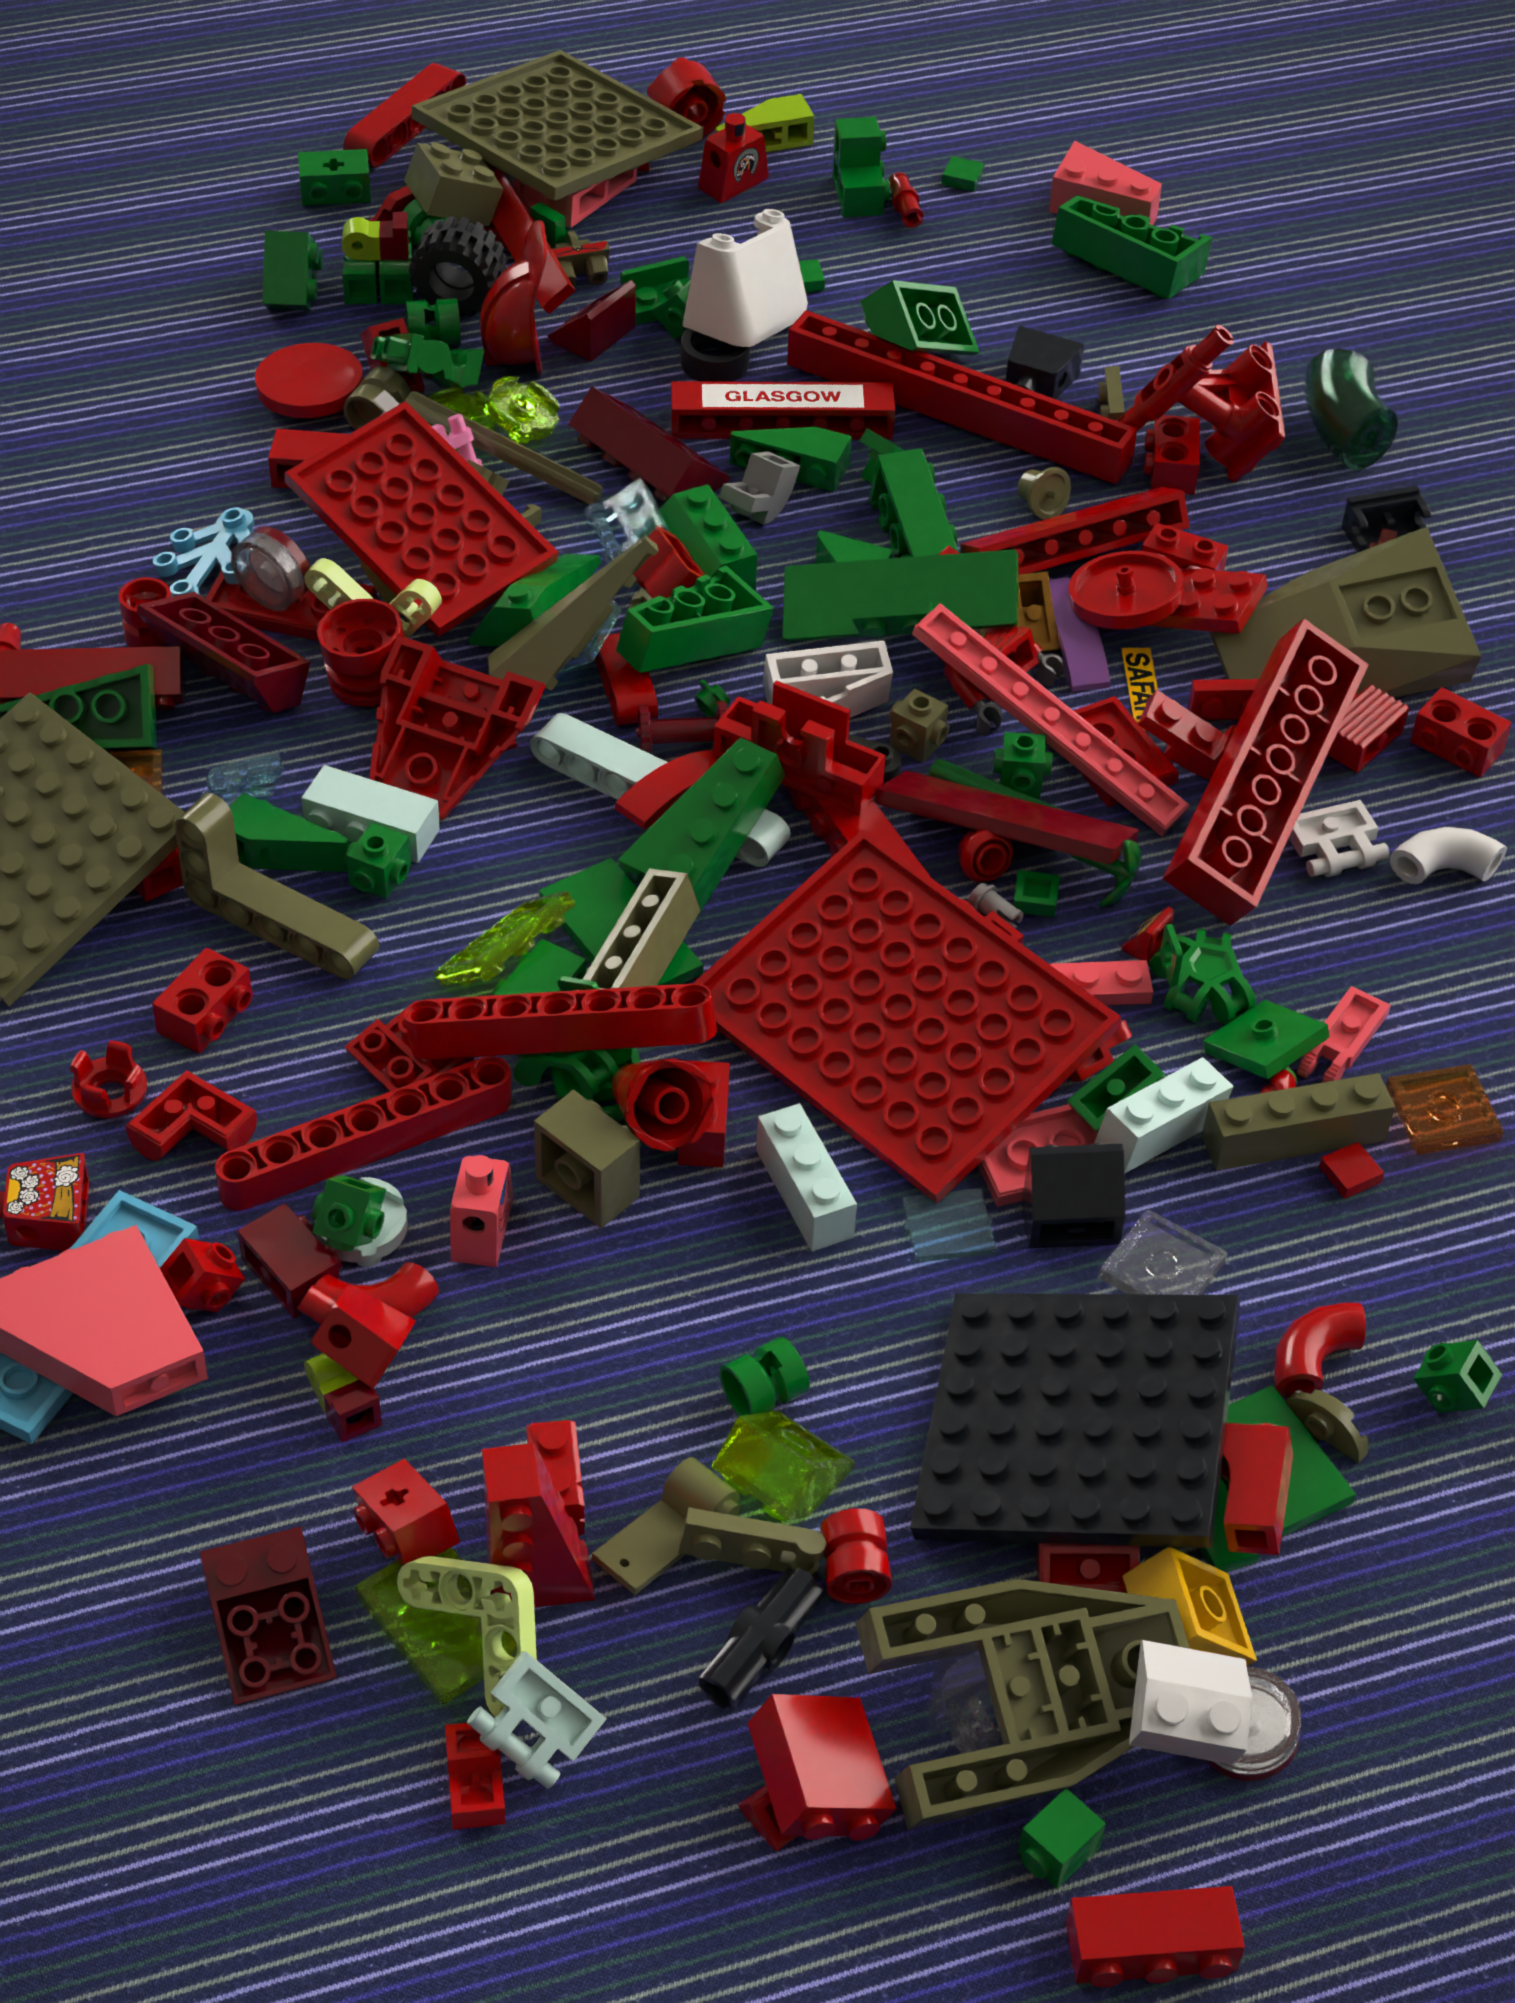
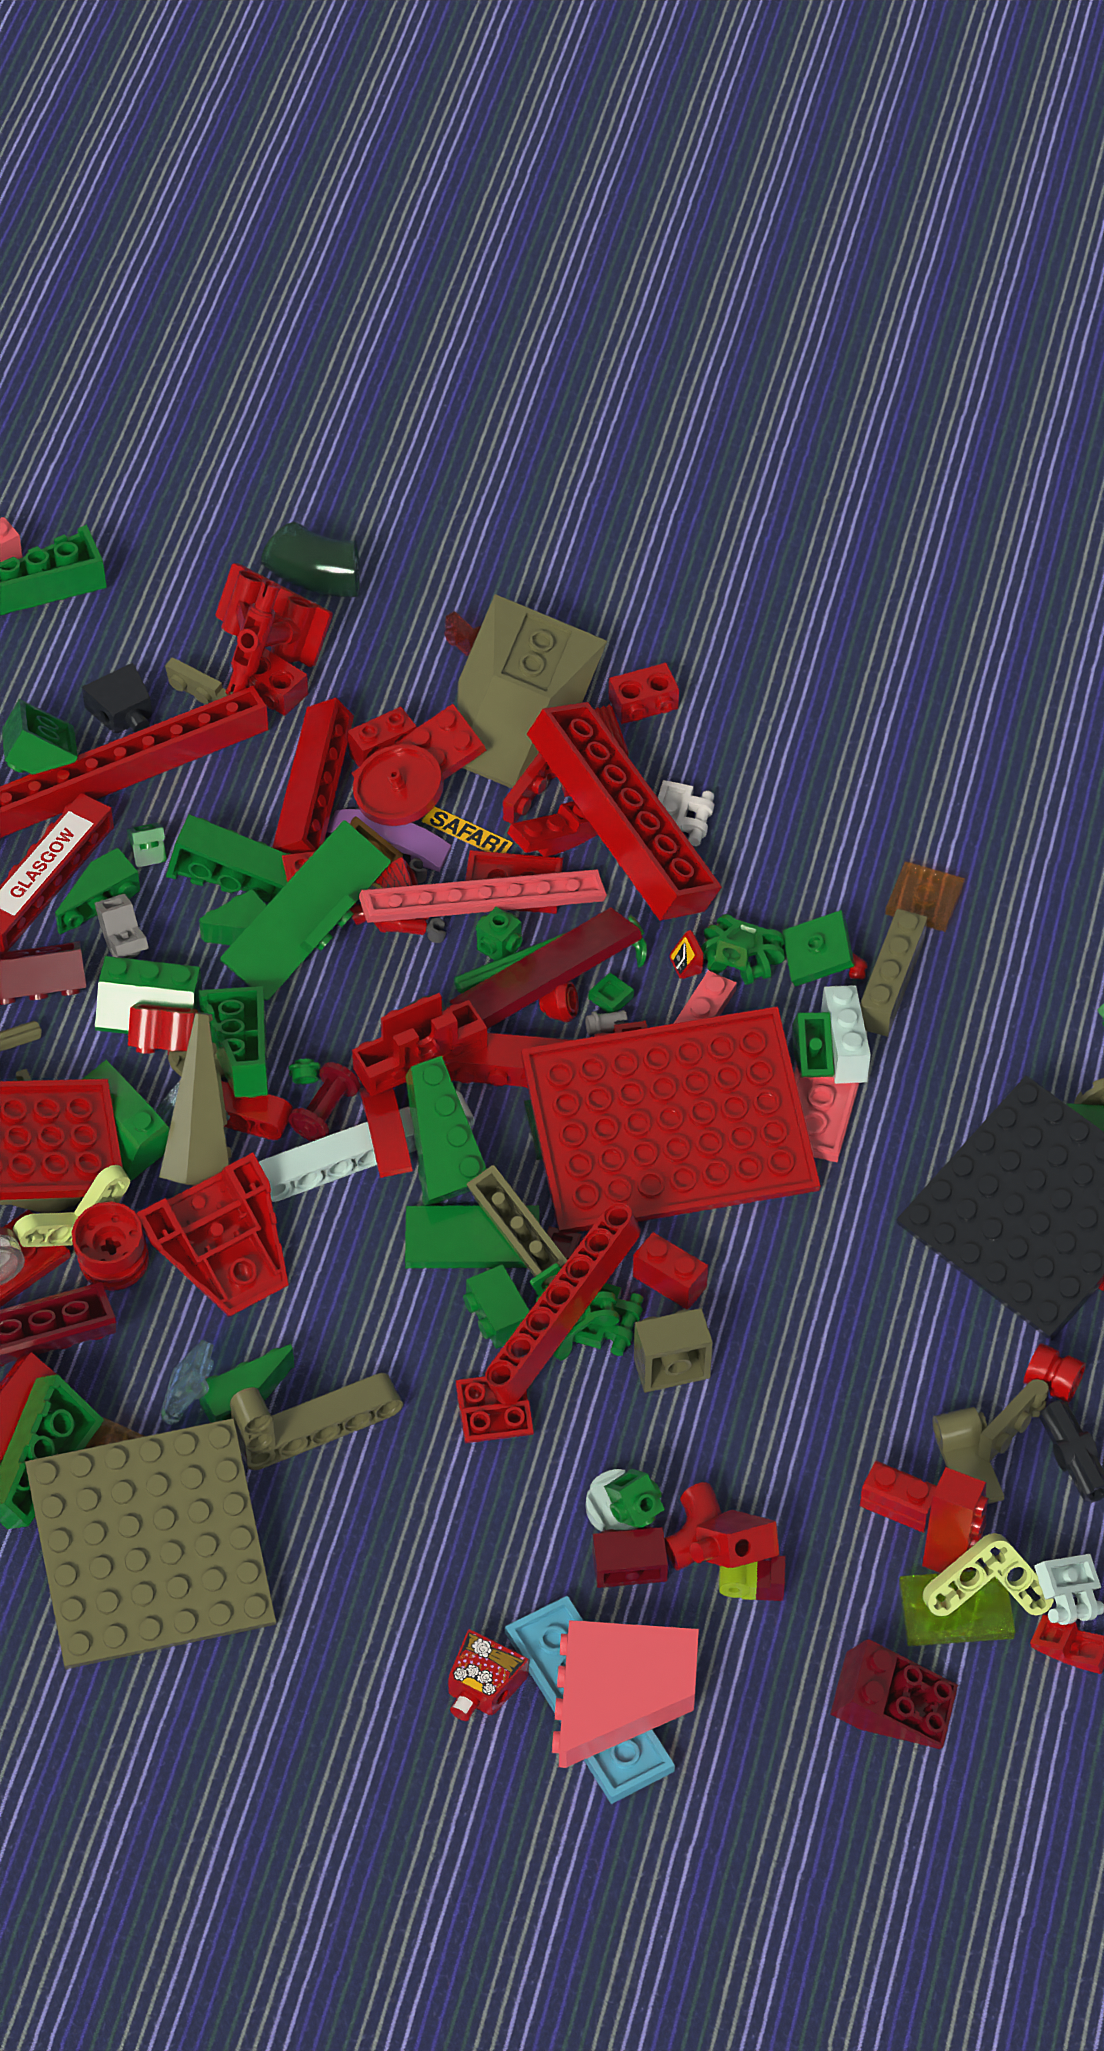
camera: 55 degrees left, 5 degrees up
(115, 1067) = (391, 1578): red piece -> none
(187, 1106) = (459, 1557): red brick -> none
(202, 1274) = (615, 1595): red brick -> none
(203, 1000) = (361, 1504): red brick -> none
(353, 802) = (262, 1322): light aqua brick -> none
(363, 1133) = (551, 1478): red beam -> none
(378, 860) = (316, 1338): green brick -> none
(404, 1514) = (880, 1585): red brick -> none
(485, 1193) = (668, 1430): coral torso -> none
(508, 937) = (446, 1301): clear neon green plate -> none
(635, 512) = (92, 1016): clear light blue plate -> none
(664, 1102) = (669, 1282): red cone -> none
(768, 1377) = (899, 1350): green wheel -> none
(781, 1464) = (964, 1375): clear neon green slope -> none
(806, 1177) = (758, 1244): light aqua brick -> none
(845, 674) = (347, 1003): white wedge -> none
(918, 725) = (420, 970): olive brick -> none
(948, 1229) = (839, 1195): clear light blue piece -> none
(1045, 491) = (250, 773): olive piece -> none
(1074, 1195) = (876, 1116): black slope -> none
(1162, 1259) = (942, 1104): clear tile -> none
(1311, 1340) = (1051, 1064): red cylinder -> none
(1350, 1030) = (832, 896): coral hinge -> none
(1351, 1170) = (938, 969): red tile -> none
(1391, 510) = (426, 609): black hinge -> none
(1448, 849) = (735, 762): white cylinder -> none

